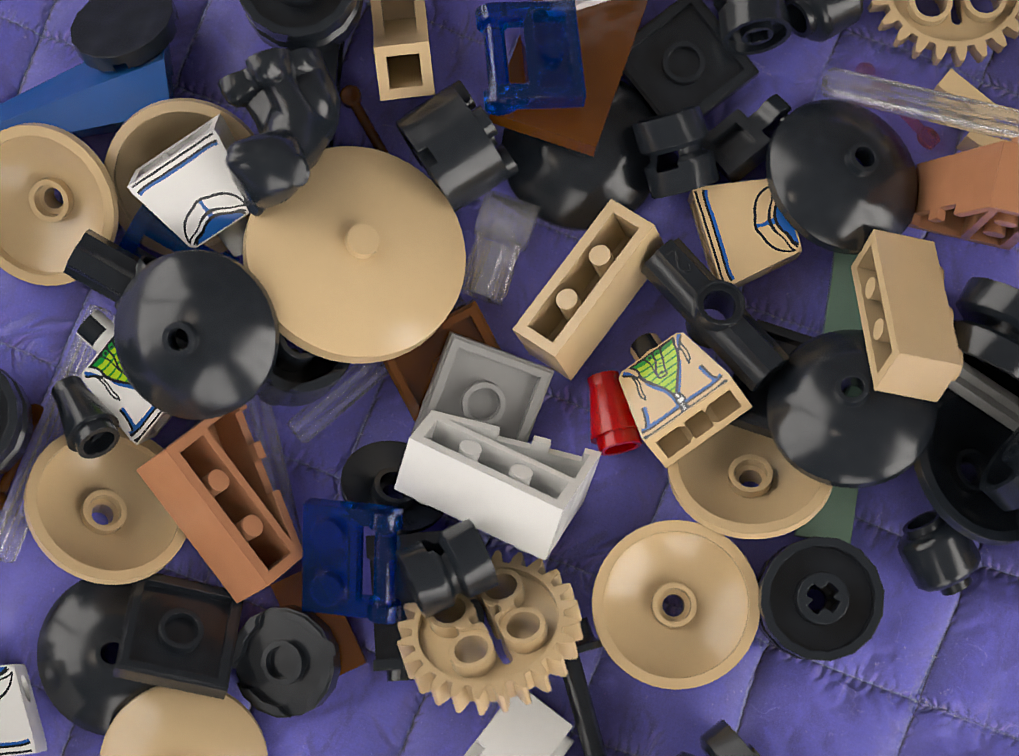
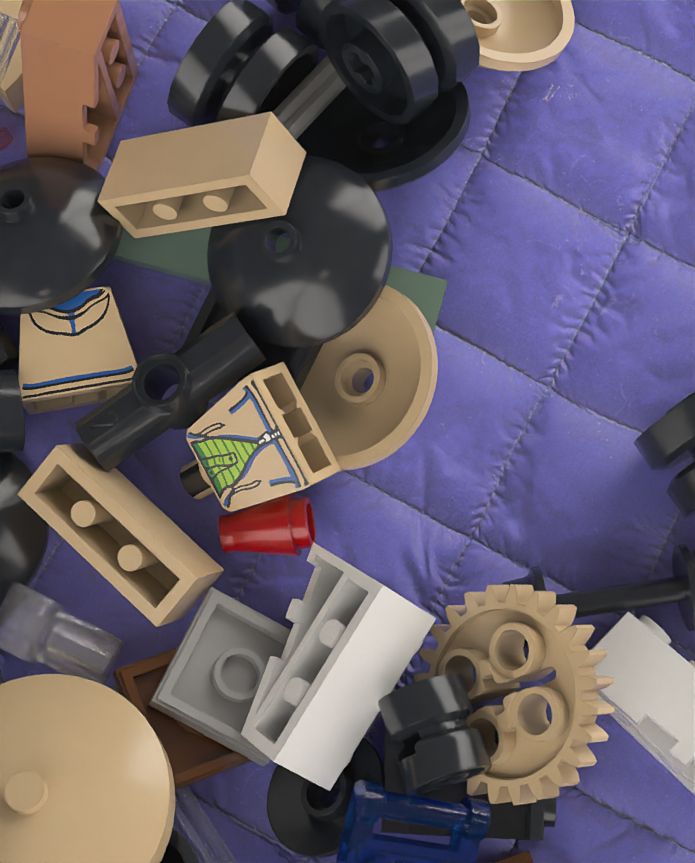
camera: 85 degrees left, 5 degrees down
(716, 596) = (505, 435): tan dish -> none
(850, 592) = (517, 285): black wheel -> none
(937, 554) = (469, 187): black head -> none

